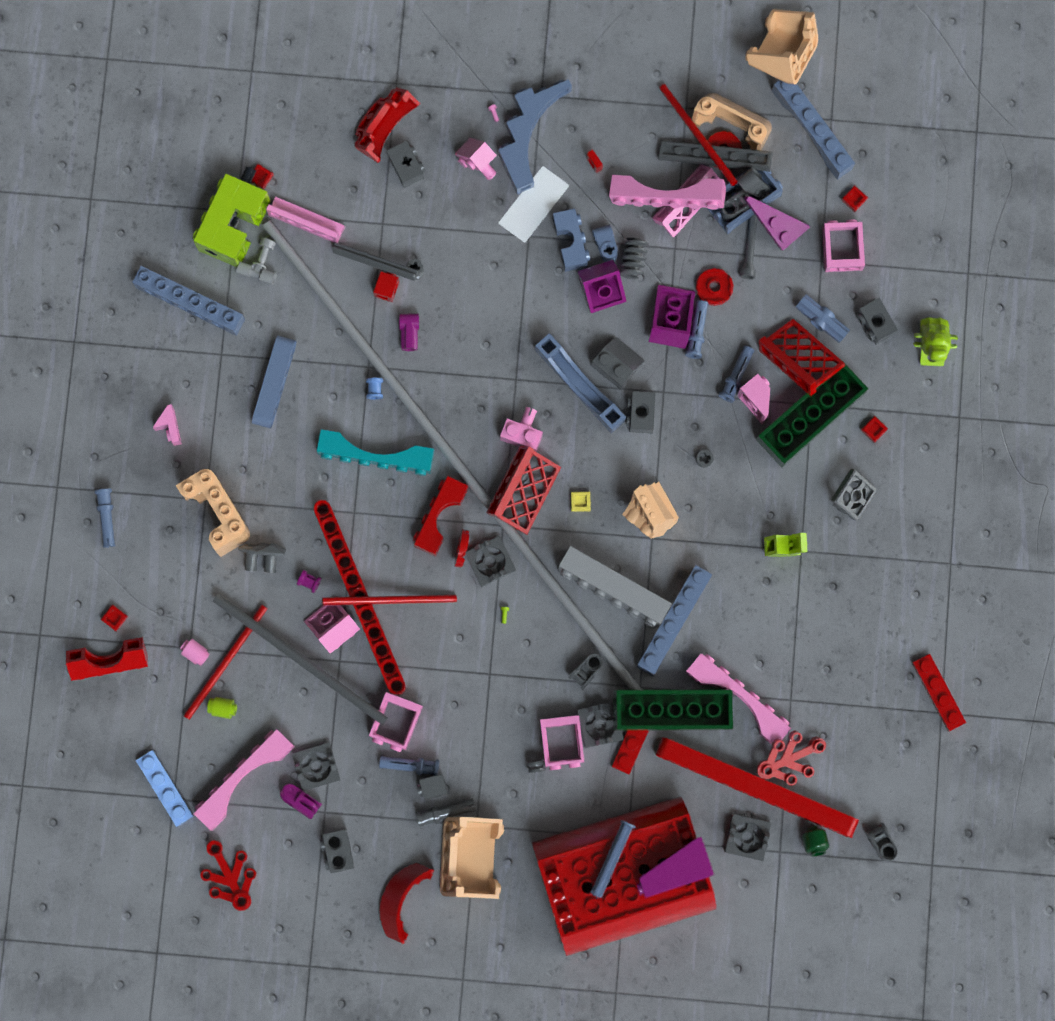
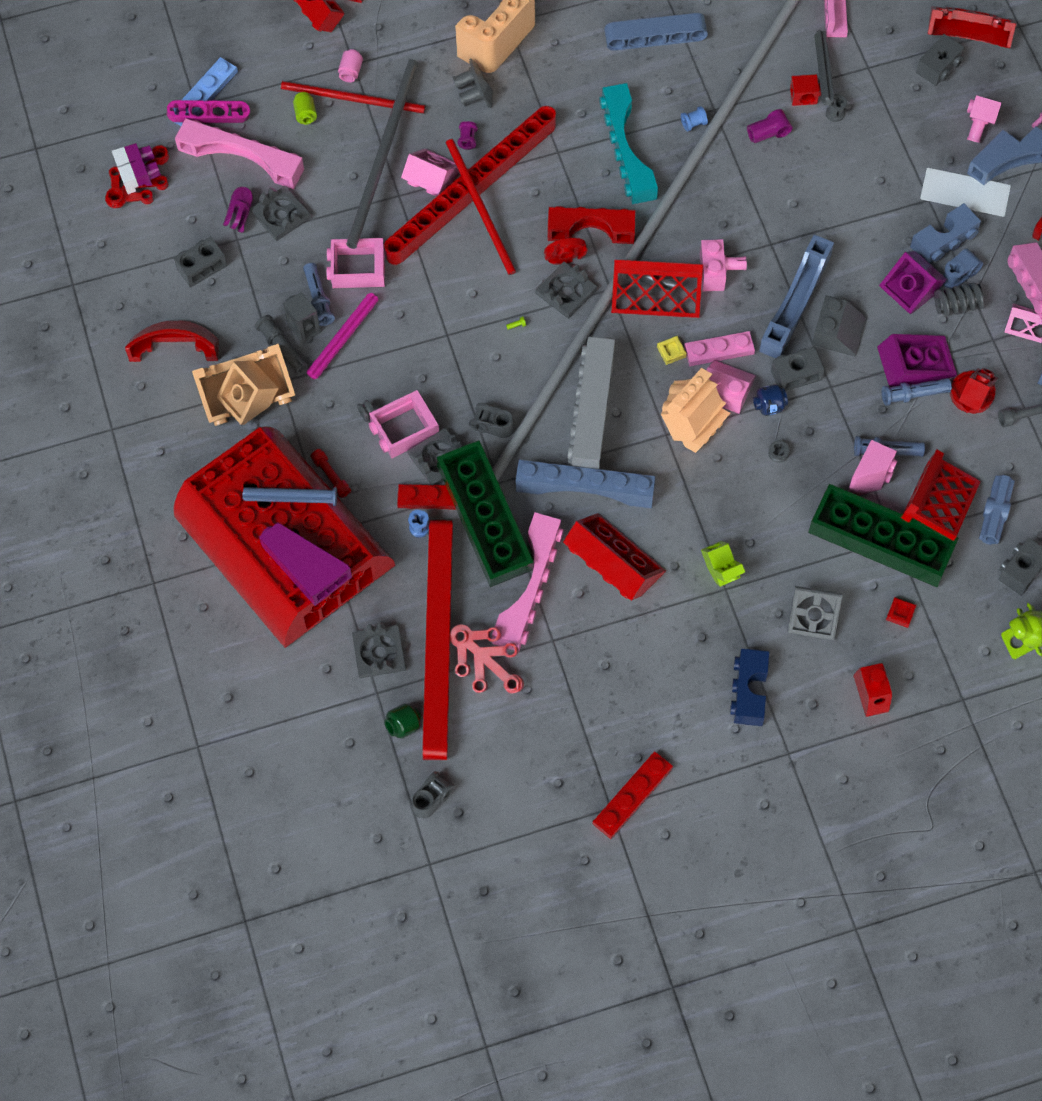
camera: 70 degrees right, 15 degrees down
(191, 791) = (208, 107): none -> dark pink beam
(232, 873) = (132, 168): none -> magenta hips
(457, 759) = (342, 336): none -> dark pink axle
(483, 857) = (246, 391): none -> light nougat slope
(595, 463) = (719, 348): none -> bright pink plate
(595, 813) = (321, 459): none -> red bar
(631, 471) = (732, 384): none -> bright pink slope
(650, 768) = (414, 527): none -> medium blue bush
(659, 445) = (770, 400): none -> dark blue head
(720, 283) = (978, 388): none -> red slope
(743, 624) = (613, 556): none -> red slope
(876, 563) = (751, 667): none -> dark blue arch
(929, 479) = (873, 685): none -> red torso

